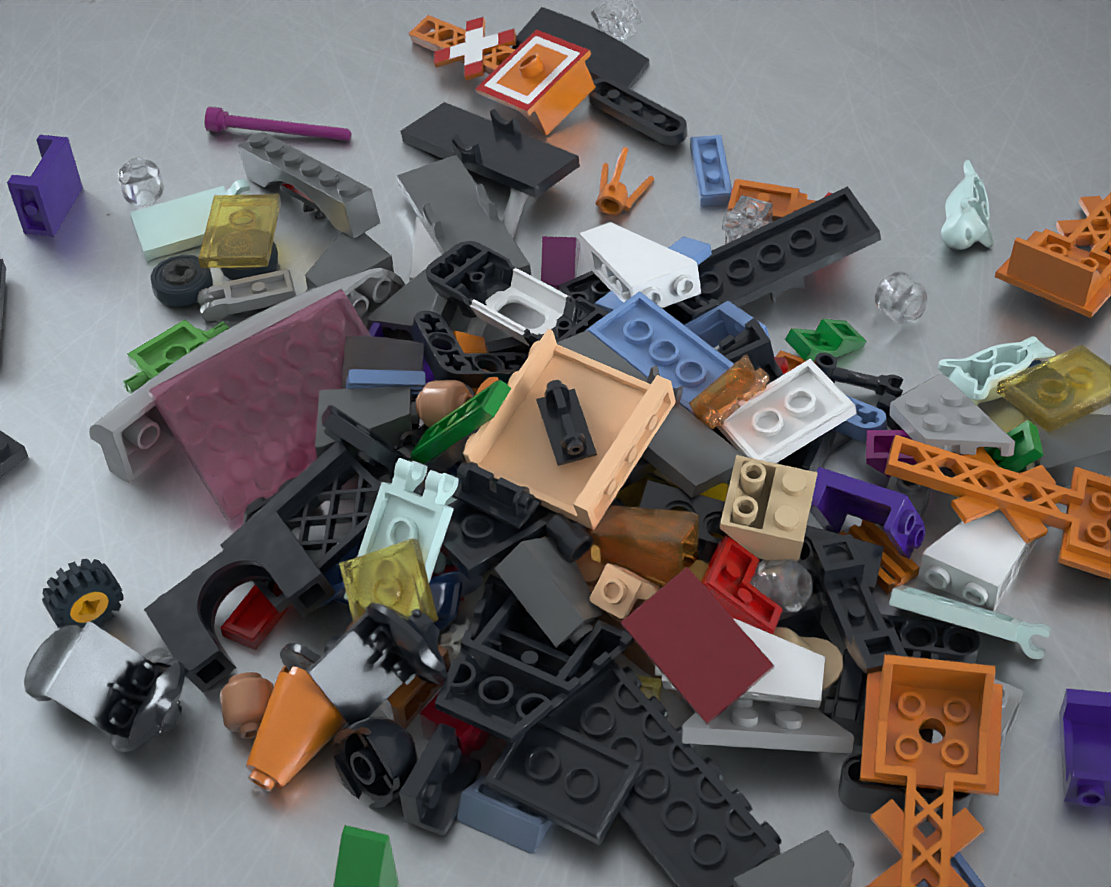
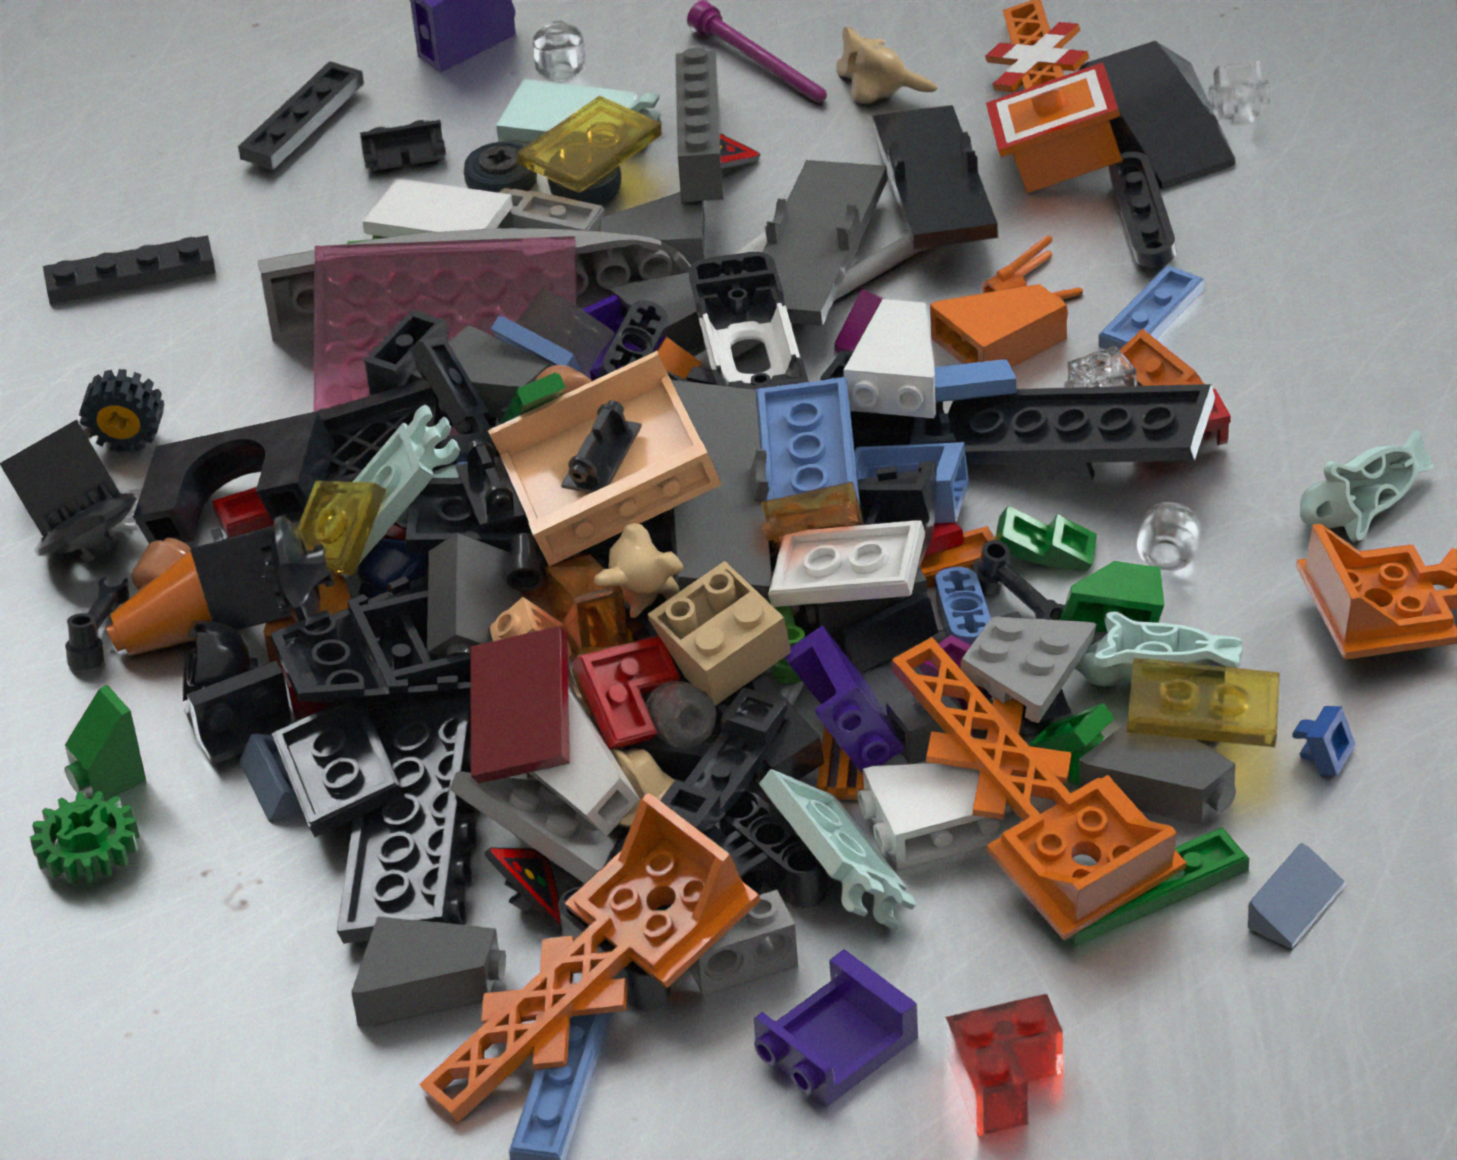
camera: 40 degrees right, 5 degrees down
(75, 303) = (384, 145): none -> black hinge
(174, 328) = (428, 207): none -> white tile
(241, 802) = (84, 646): none -> black brick
(293, 435) = (392, 361): none -> black brick
(373, 100) = (875, 69): none -> tan animal
(645, 211) = (999, 324): none -> orange slope
(689, 490) = (640, 569): none -> tan animal
(784, 772) = (531, 877): none -> black piece
(923, 349) = (1120, 588): none -> green slope

